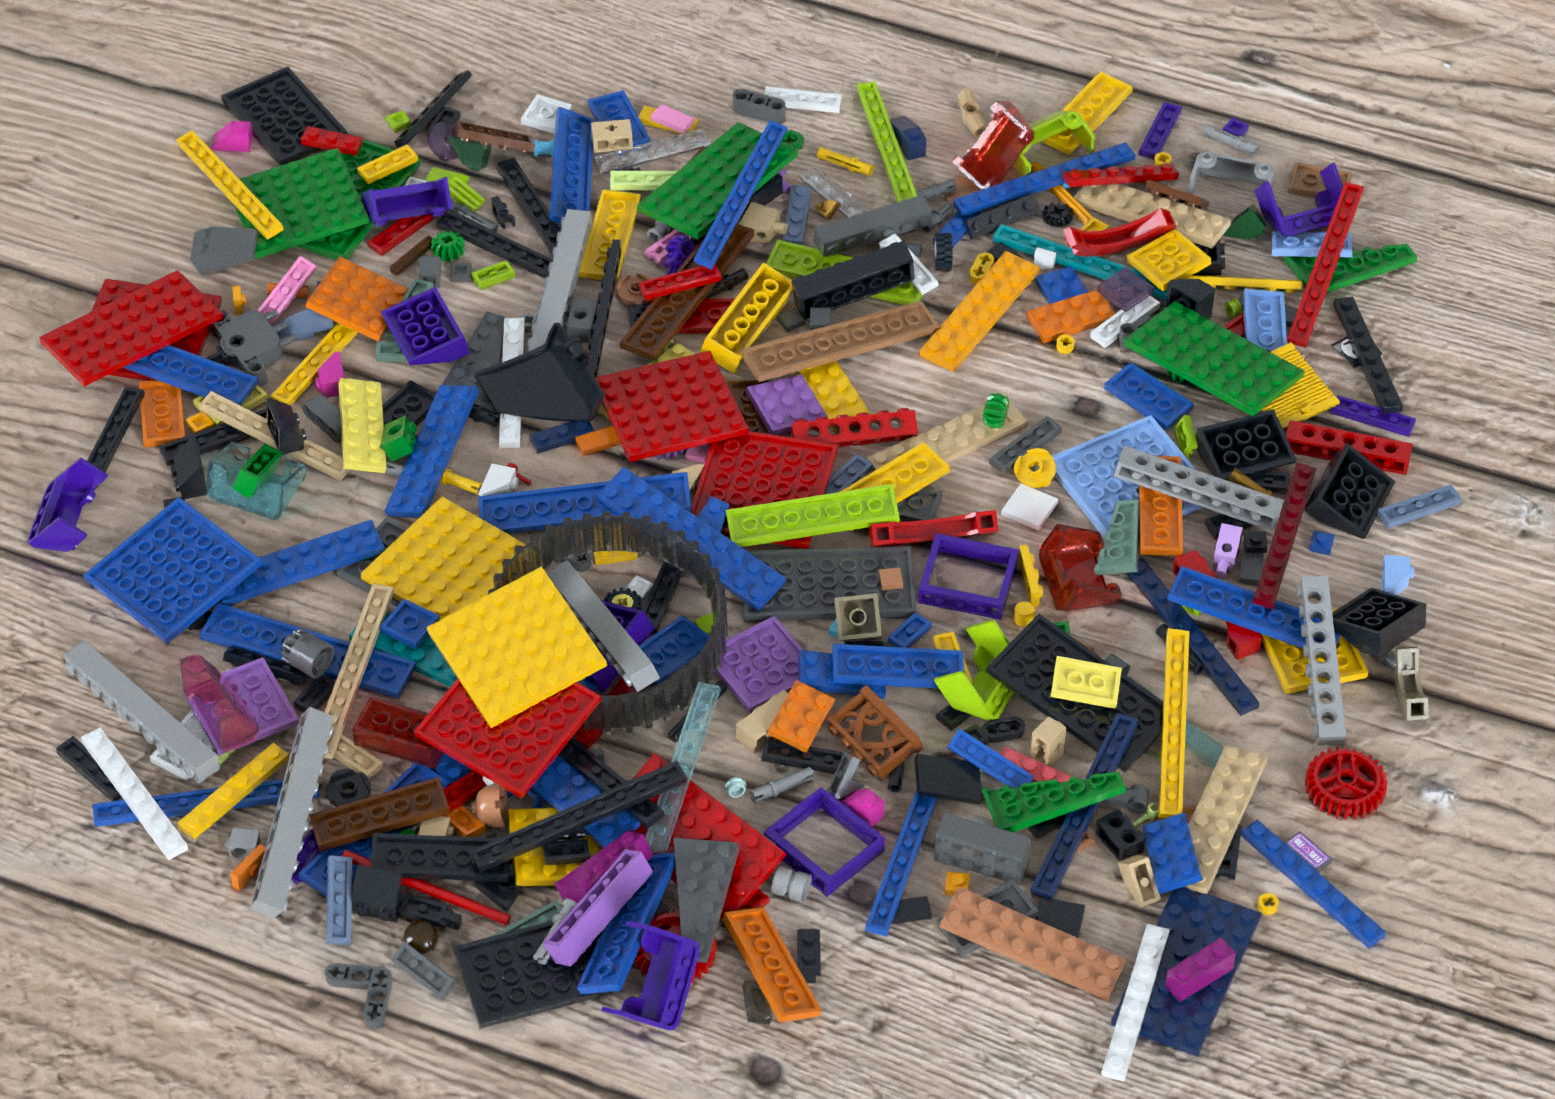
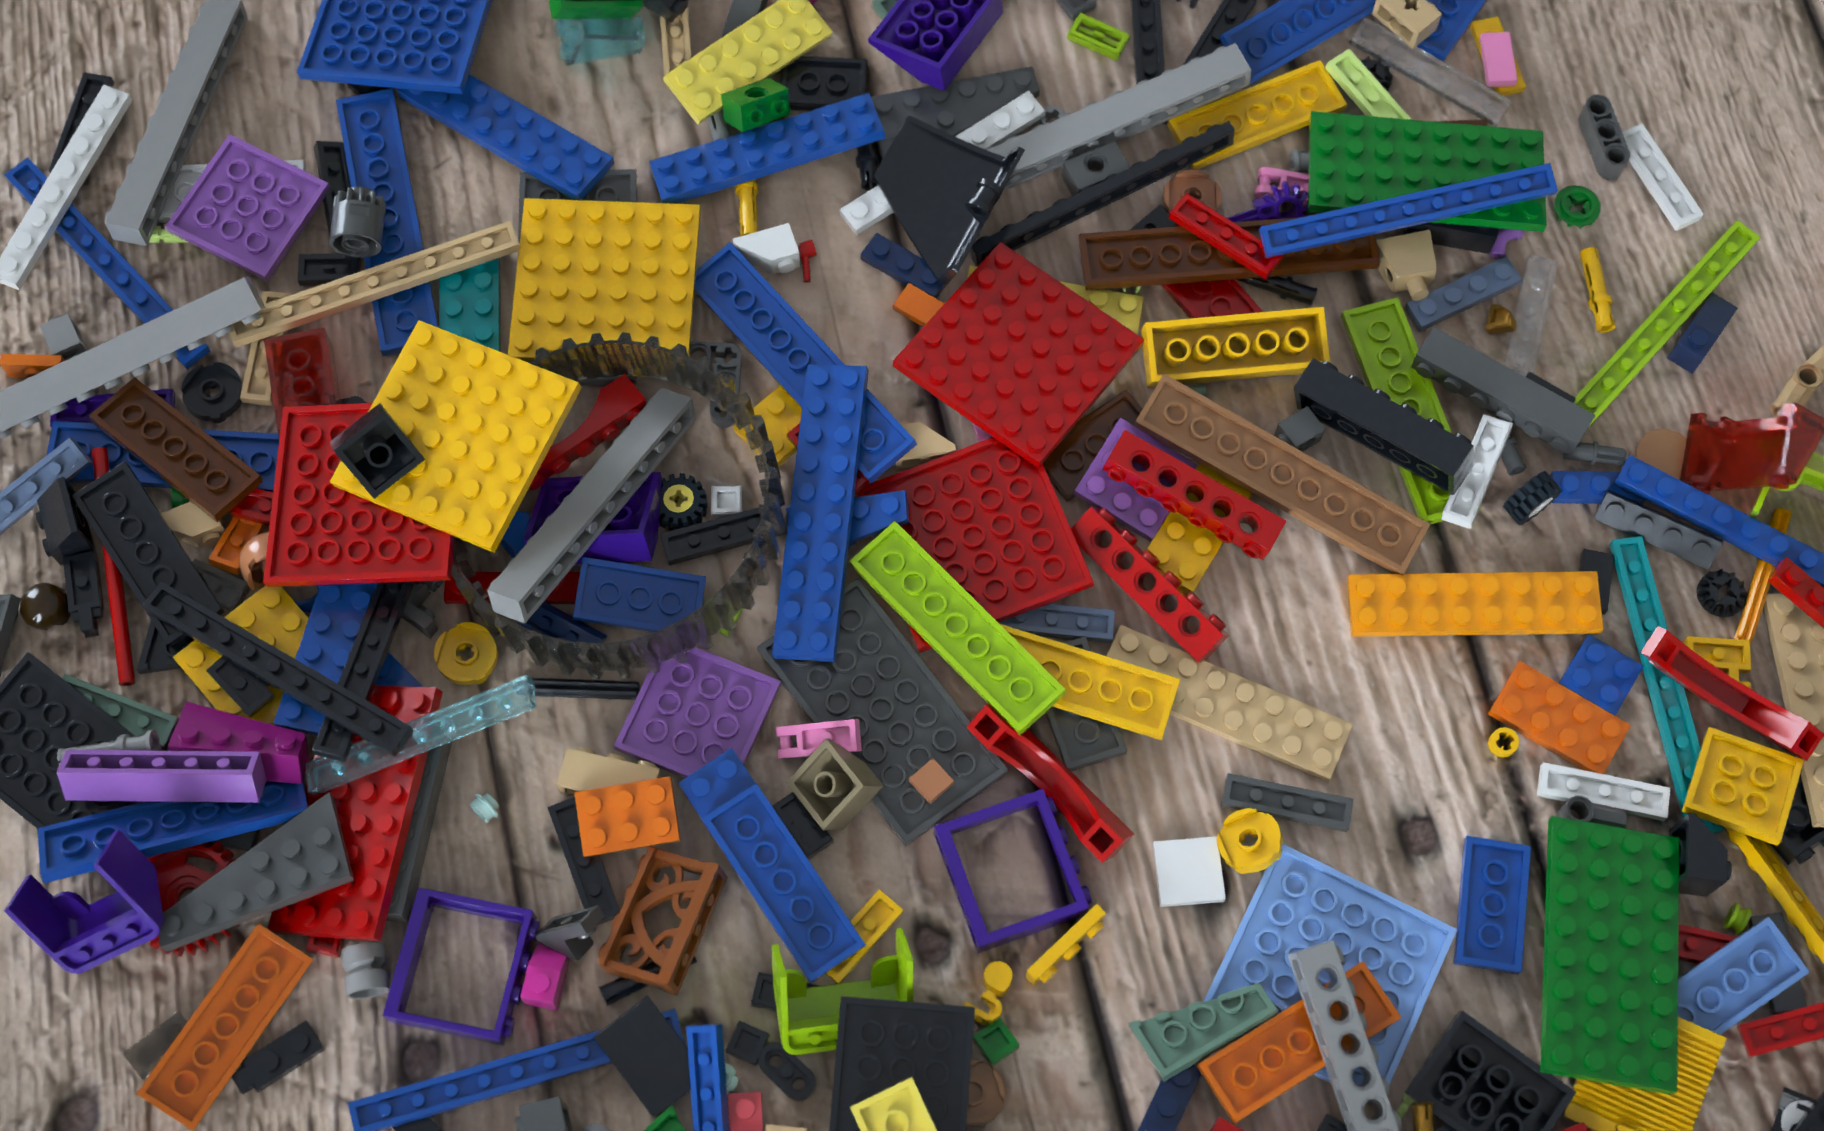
camera: 55 degrees right, 20 degrees up
(208, 683) = (214, 190): clear pink windscreen -> none
(233, 791) = (123, 279): yellow plate -> none
(409, 623) = (482, 296): blue plate -> none
(498, 679) = (376, 450): none -> black slope
(631, 760) = (457, 639): none -> yellow plate
(773, 788) = (511, 853): light grey pin -> none
(790, 320) = (1281, 395): dark grey tile -> none
(822, 379) = (1210, 493): none -> red brick
(823, 614) = (810, 737): none -> bright pink plate
(910, 631) = (869, 856): blue plate -> none
(937, 190) = (1634, 424): dark grey pin -> none
(978, 267) = (1549, 554): yellow beam -> none
(995, 410) = (1296, 733): green gear -> none
(1045, 259) = (1626, 626): white tile -> none
(1069, 565) = (1118, 985): clear red windscreen -> none
(1125, 289) = (1651, 761): clear purple plate -> none
(1186, 436) = (1454, 998): lime tile -> none

